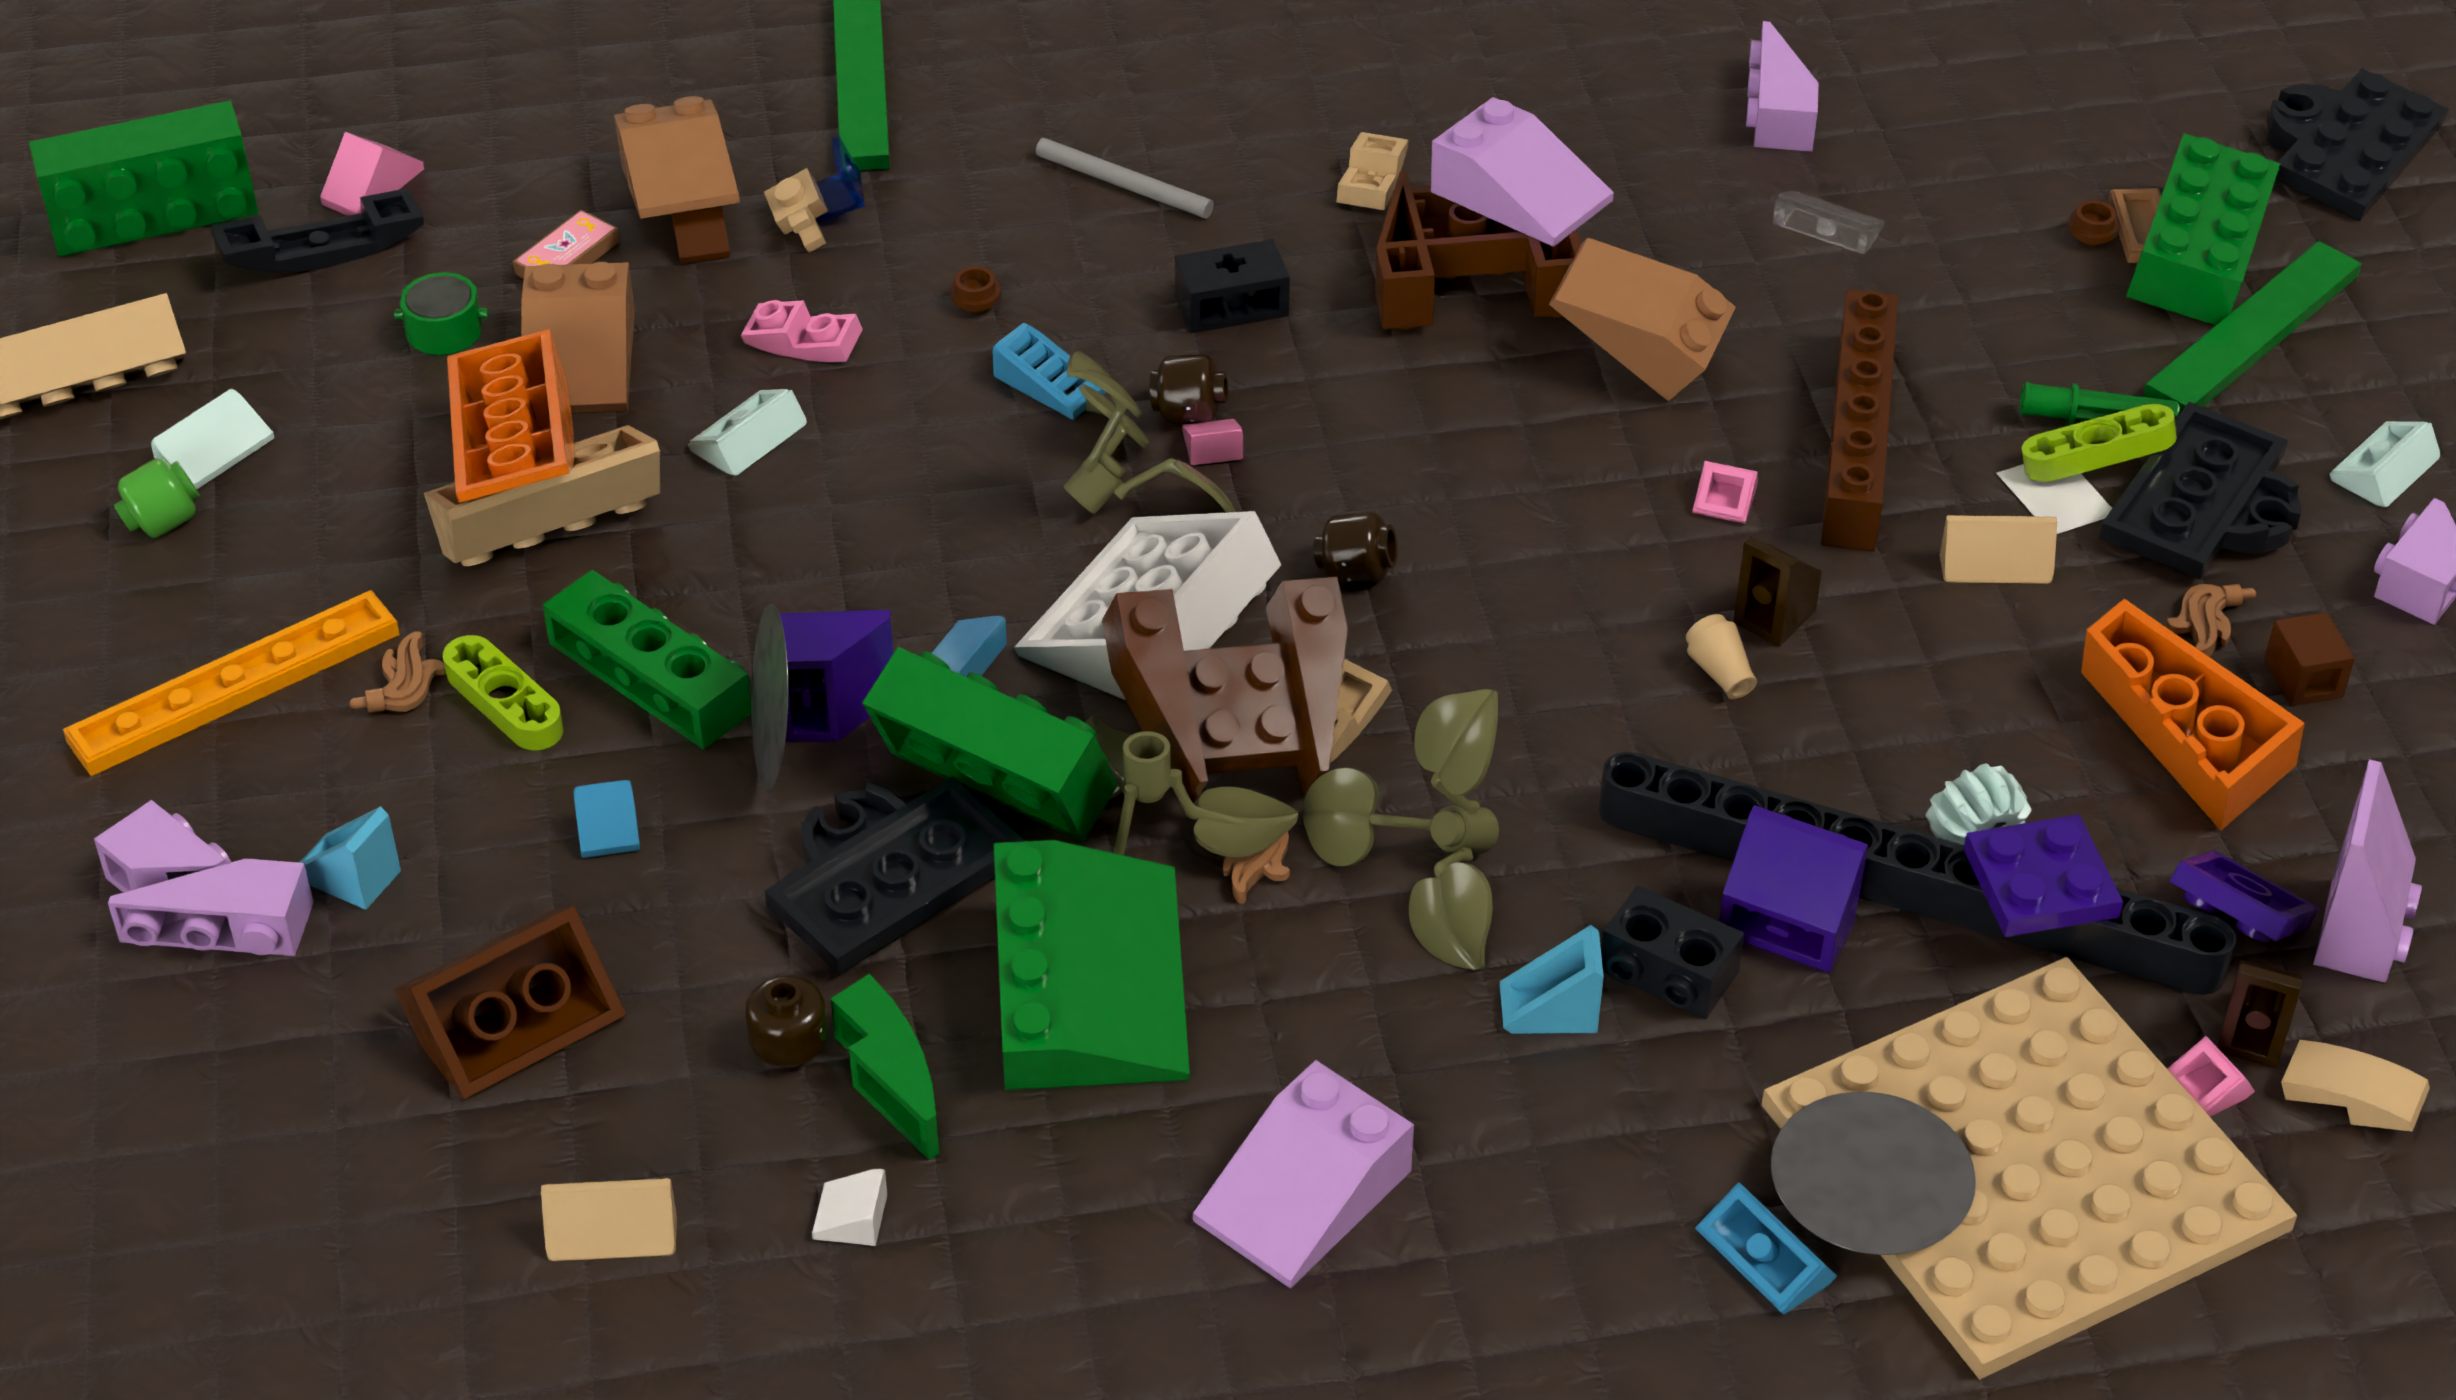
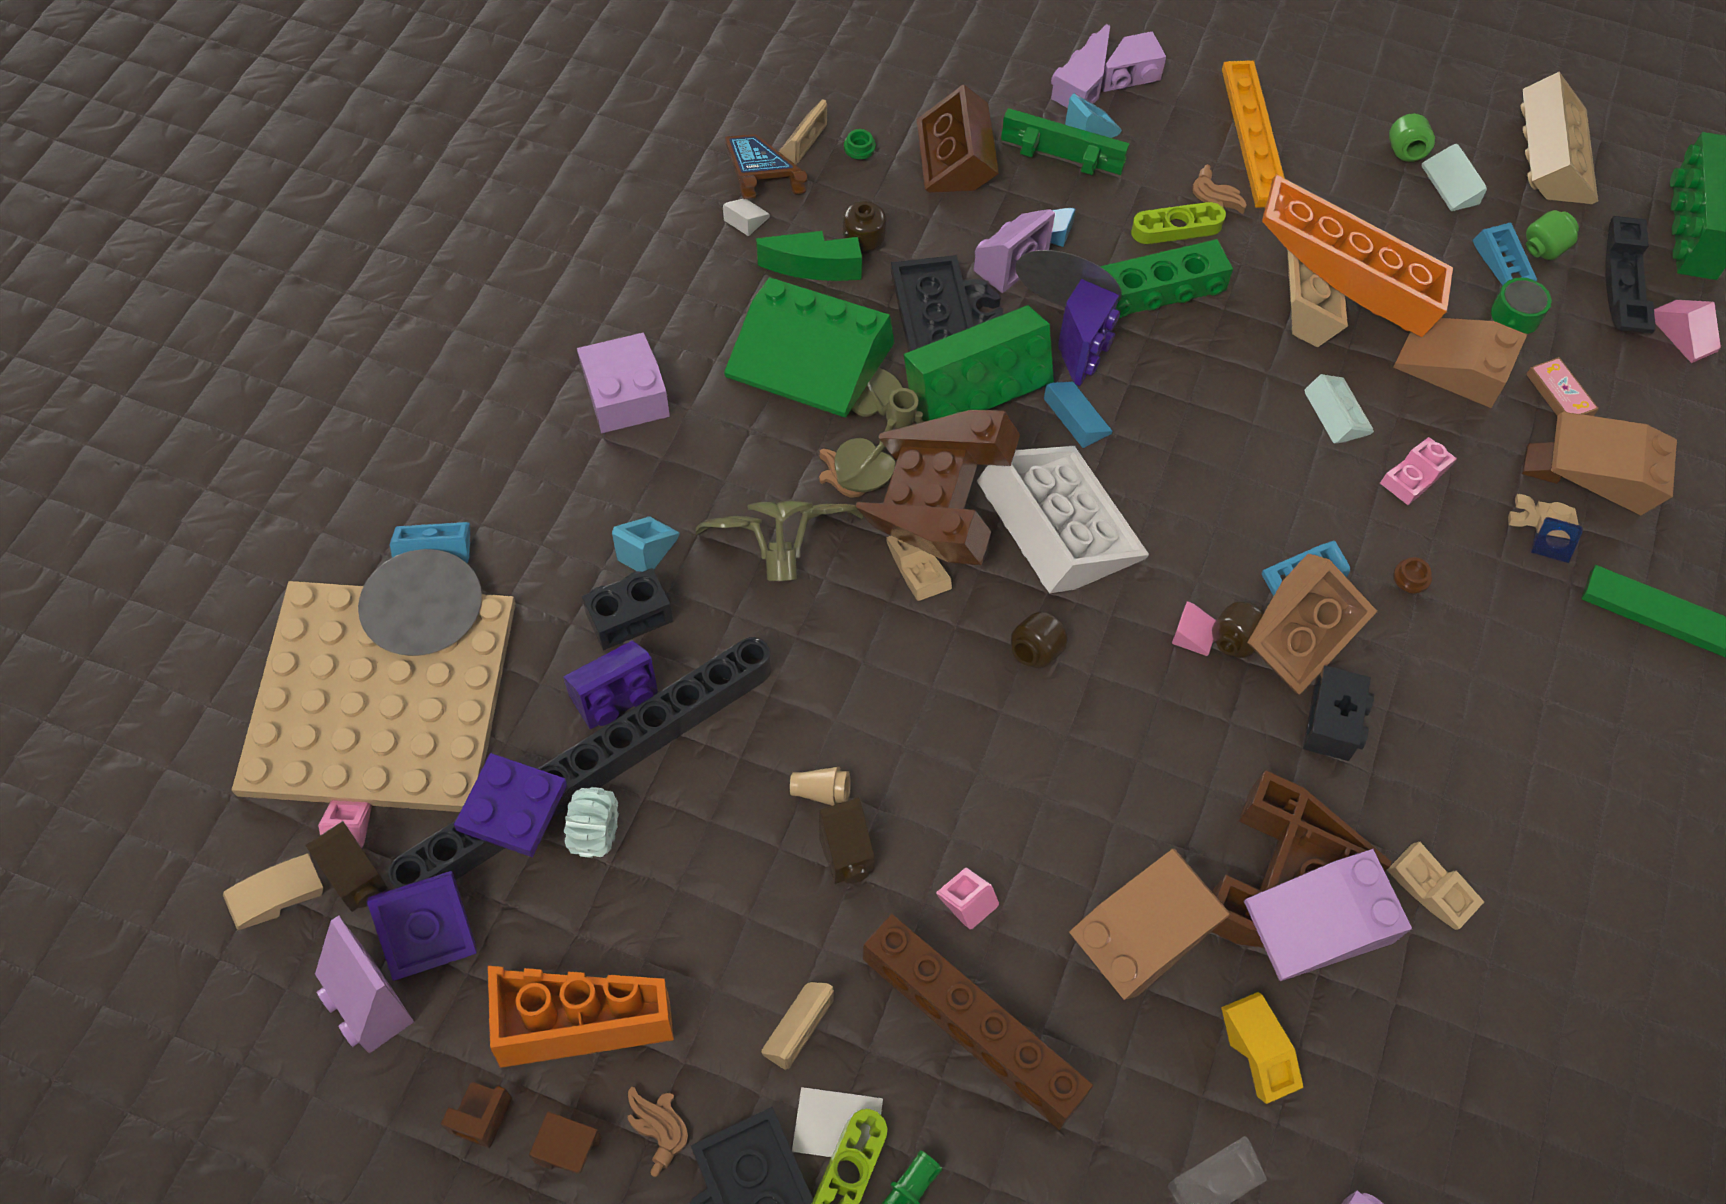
camera: 120 degrees right, 15 degrees up
(282, 315) = (1552, 235): none -> bright green head
(341, 358) = (1509, 244): none -> dark azure slope
(425, 911) = (1064, 141): none -> green hinge
(584, 1122) = (859, 144): none -> green plate
(709, 815) = (998, 255): none -> lavender slope
(722, 1247) = (759, 160): none -> flag
(1100, 473) = (1191, 500): olive plant -> none
(1124, 322) = (1309, 621): none -> medium nougat slope
(1125, 178) = (1501, 724): light grey bar -> none
(1670, 223) = (1260, 1038): none -> yellow slope
(2351, 737) = (478, 1114): none -> reddish brown panel

